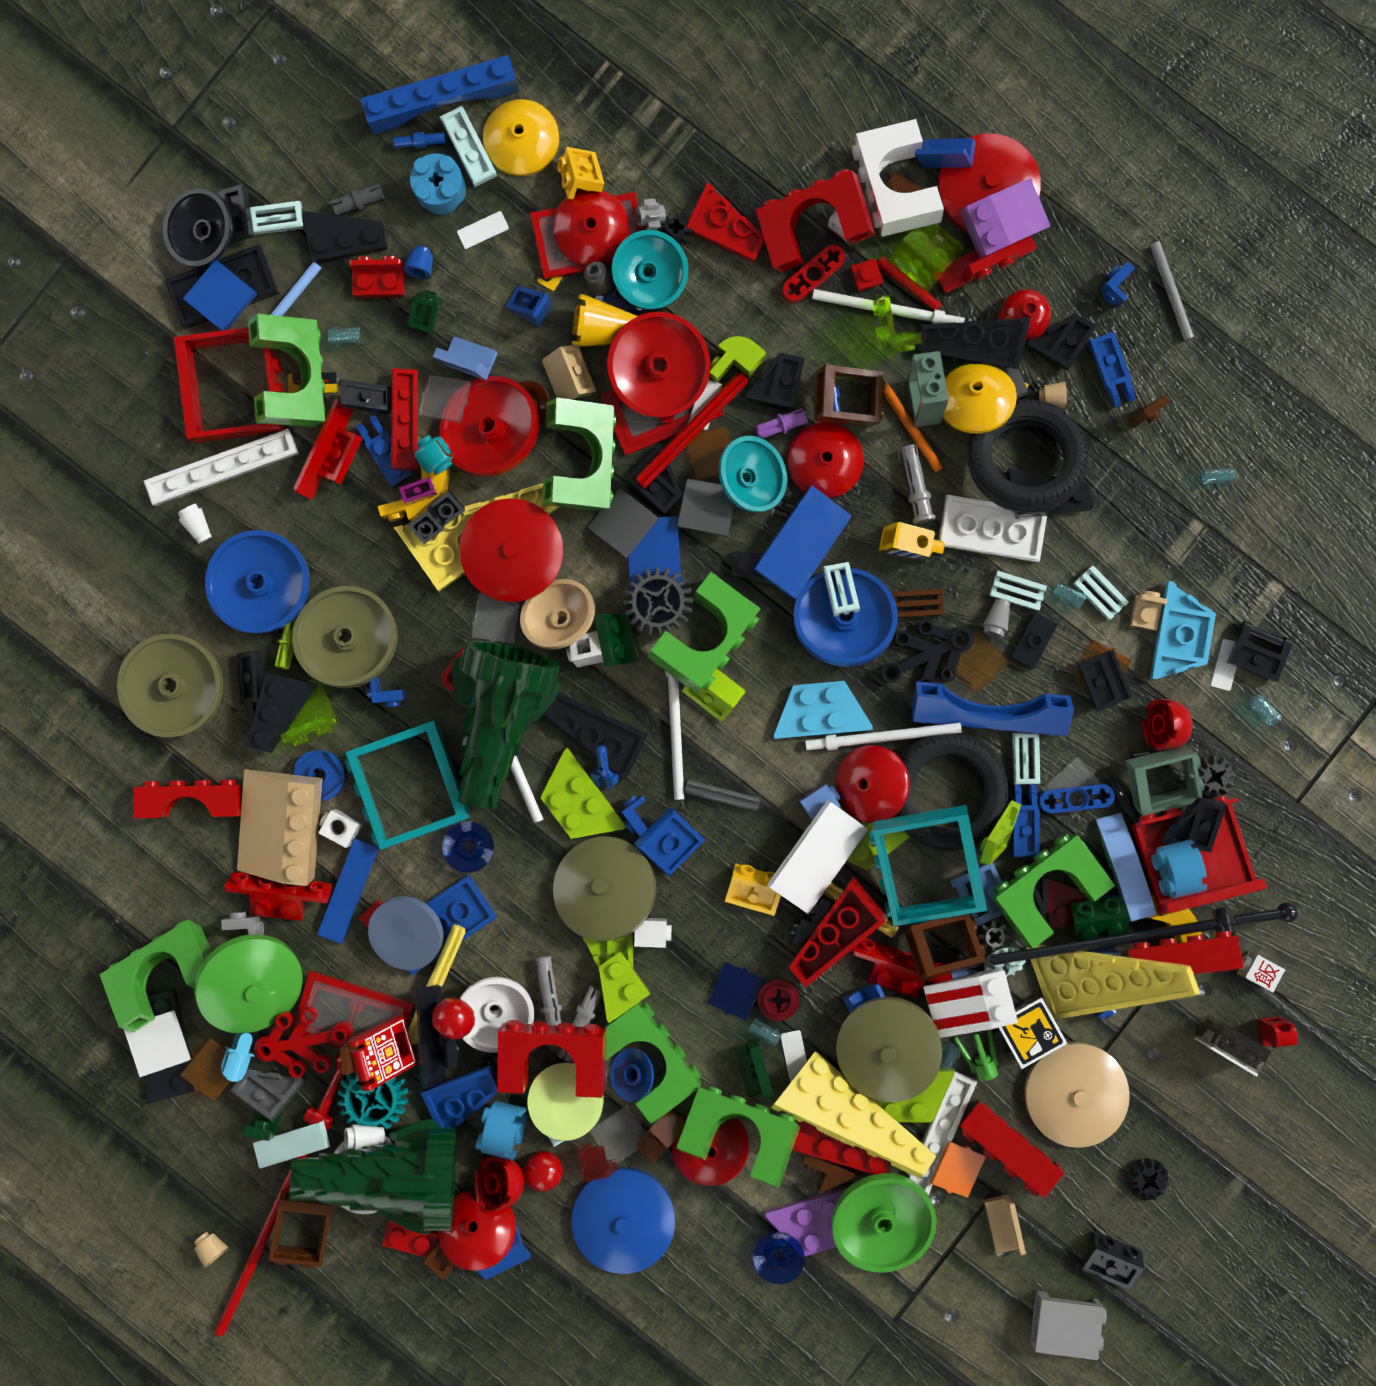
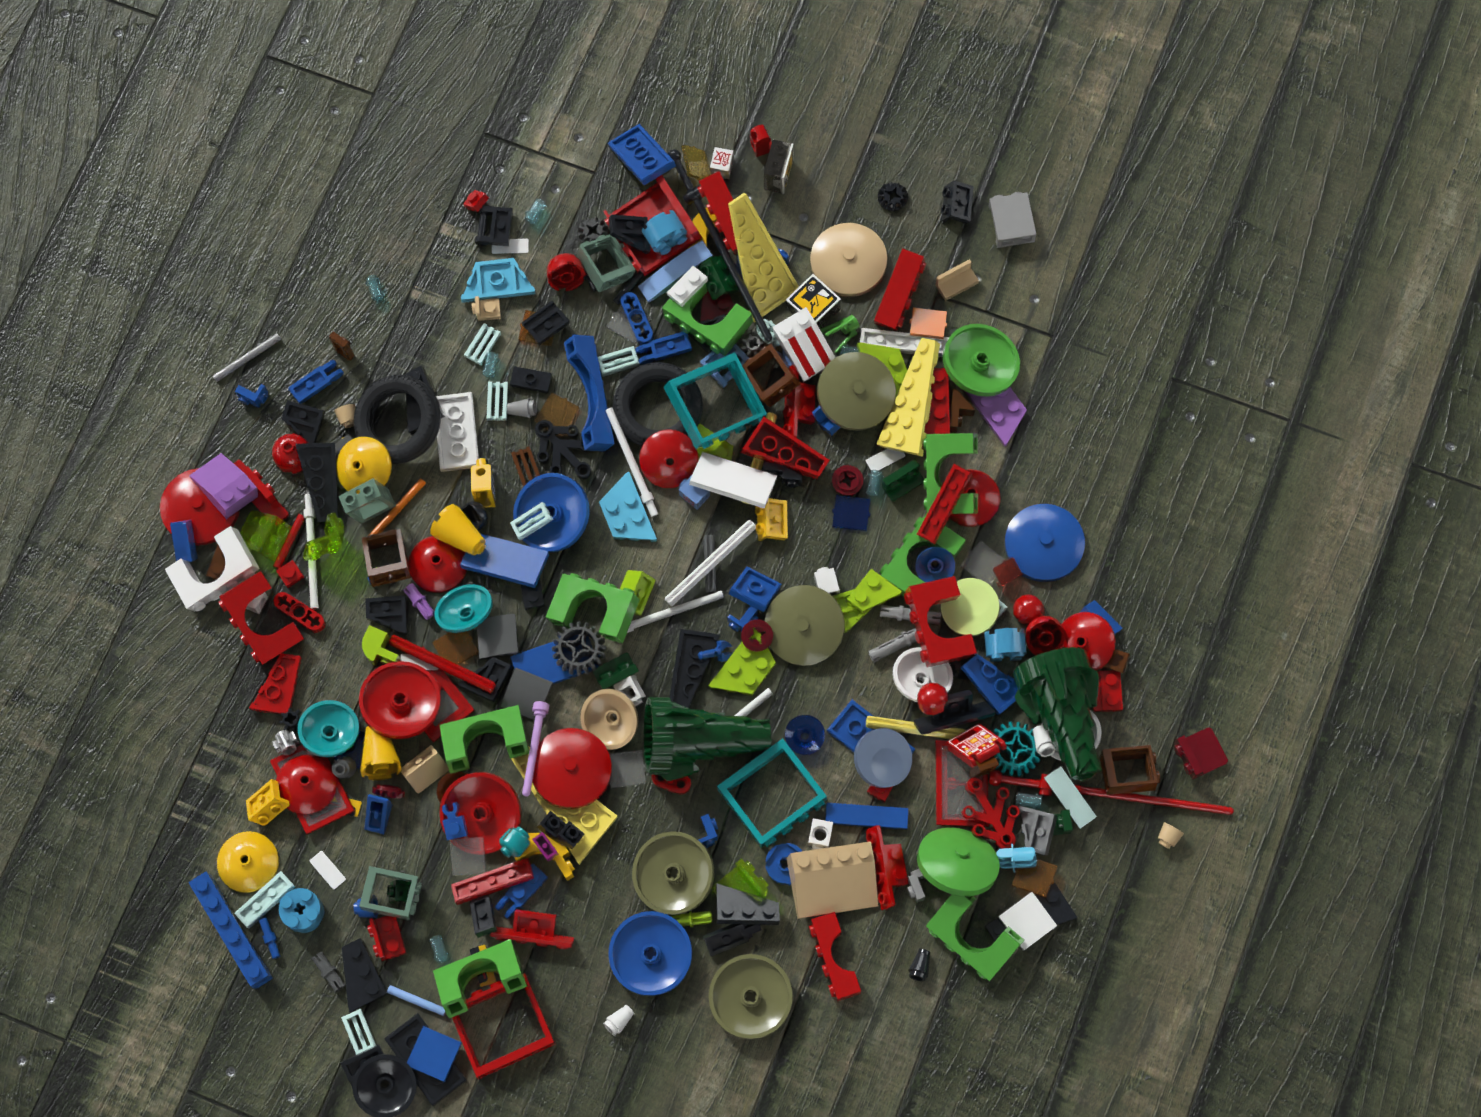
camera: 105 degrees left, 15 degrees down
(148, 897) = (920, 966): none -> black cone
(221, 467) = (569, 1015): white tile -> none
(298, 1321) = (1200, 752): none -> dark red bracket
(306, 1093) = (1029, 800): none -> clear light blue pin
(448, 280) = (410, 908): none -> sand green window
(467, 358) = (431, 847): medium blue panel -> none
(483, 390) = (455, 825): none -> blue plate
(550, 323) = (388, 791): none -> dark red gear
(591, 531) = (540, 710): none -> lavender piece
(599, 818) = (766, 637): none -> dark red gear
(661, 1135) = (972, 531): reddish brown slope -> none
(700, 1115) = (944, 503): none -> red tile
(719, 796) = (714, 559): none -> white axle
(777, 1269) = (1032, 416): clear blue dish -> none
(853, 493) = (457, 531): none -> yellow cone
(870, 519) = (476, 514): none -> black hair
(919, 496) = (447, 488): light grey pin -> none
(1000, 836) = (678, 360): lime wing -> none
(1096, 876) = (687, 286): none -> white plate
(1270, 938) = (695, 162): none -> clear yellow piece
(1302, 637) = (475, 200): none -> red plate
(1302, 871) = (641, 154): none -> blue tile

